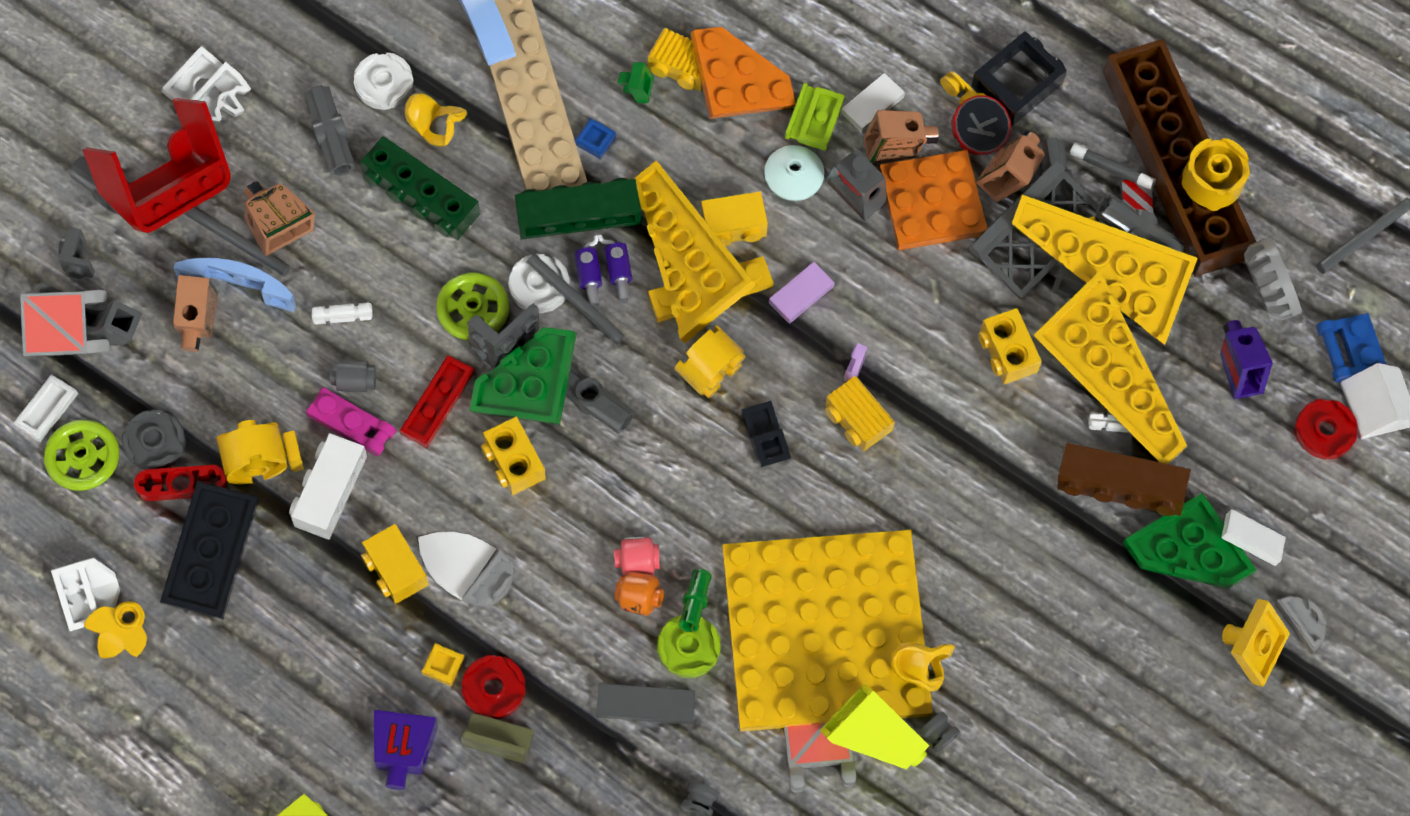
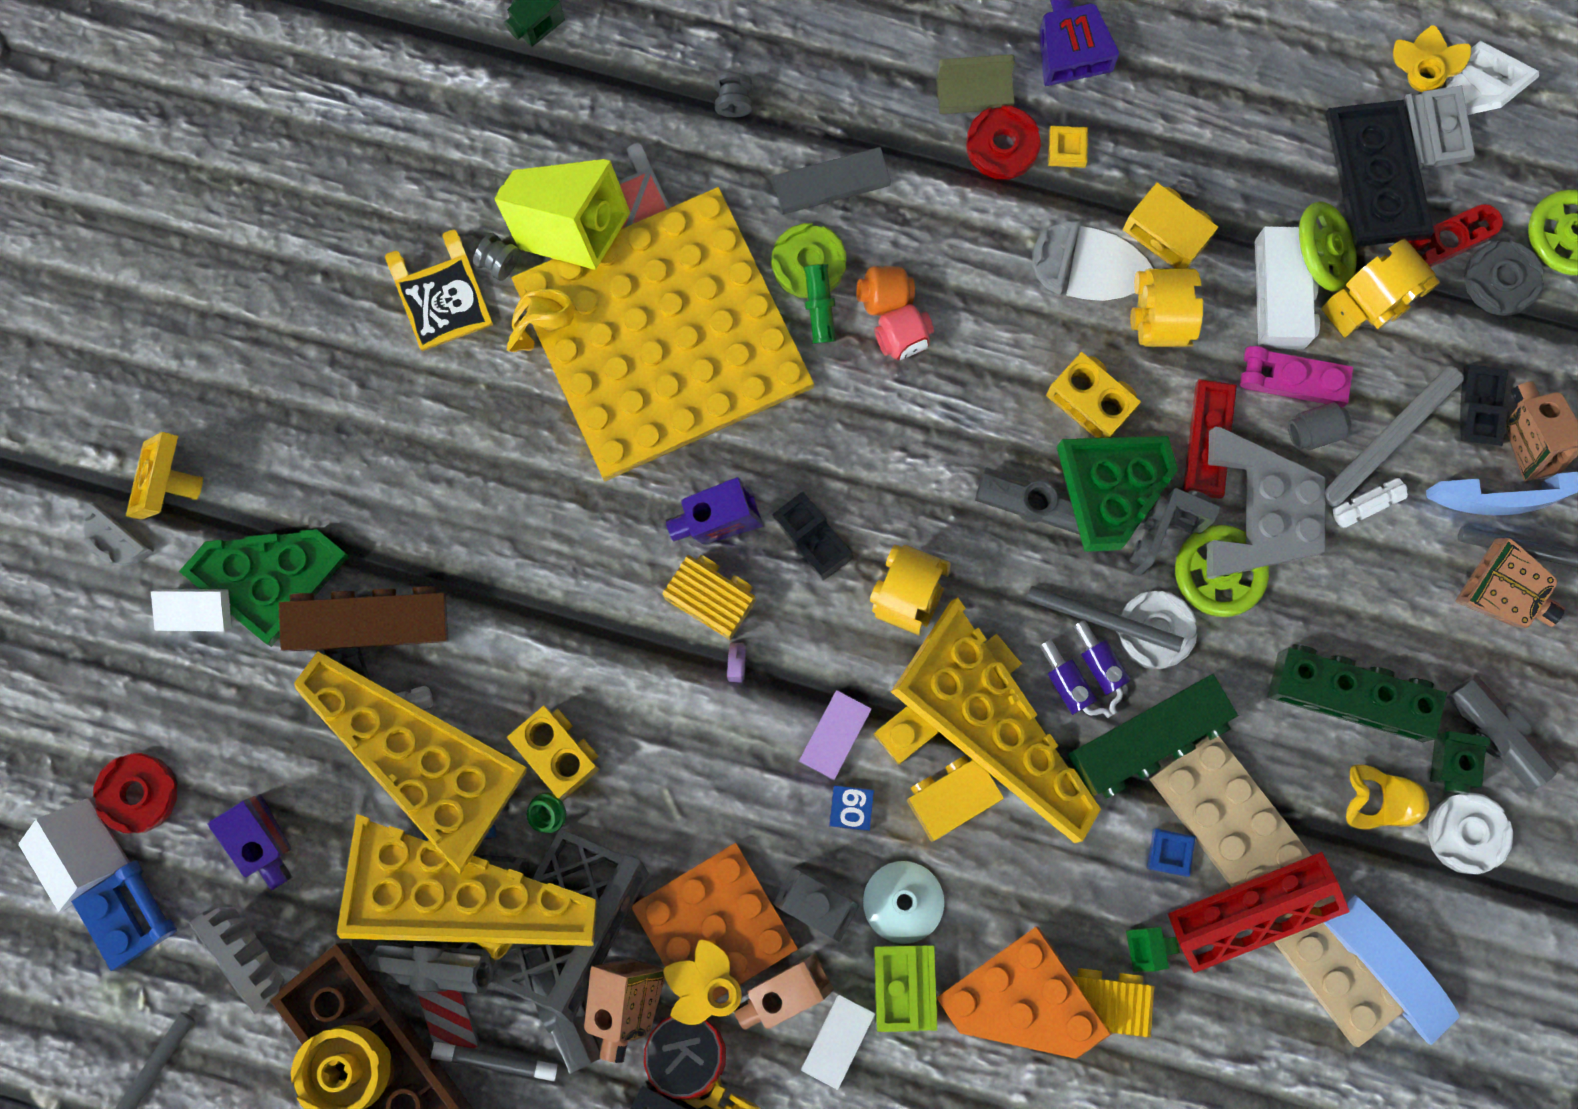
camera: 165 degrees right, 10 degrees up
(143, 569) = (1439, 126): none -> light grey plate
(222, 353) = (1481, 405): none -> black slope
(283, 499) = (1327, 246): none -> lime plate
(300, 354) = (1393, 436): none -> light grey axle
(369, 131) = (1445, 761): none -> dark green brick
(412, 326) = (1281, 508): none -> light grey wing
(430, 495) = (1167, 307): none -> yellow brick
(558, 76) = (1256, 907): none -> red fence
(808, 241) = (851, 808): none -> blue tile
(832, 465) = (731, 511): none -> dark purple torso
(957, 162) = (697, 981): none -> yellow plate
(993, 718) = (441, 299): none -> flag
(1029, 308) = (538, 816): none -> green plate

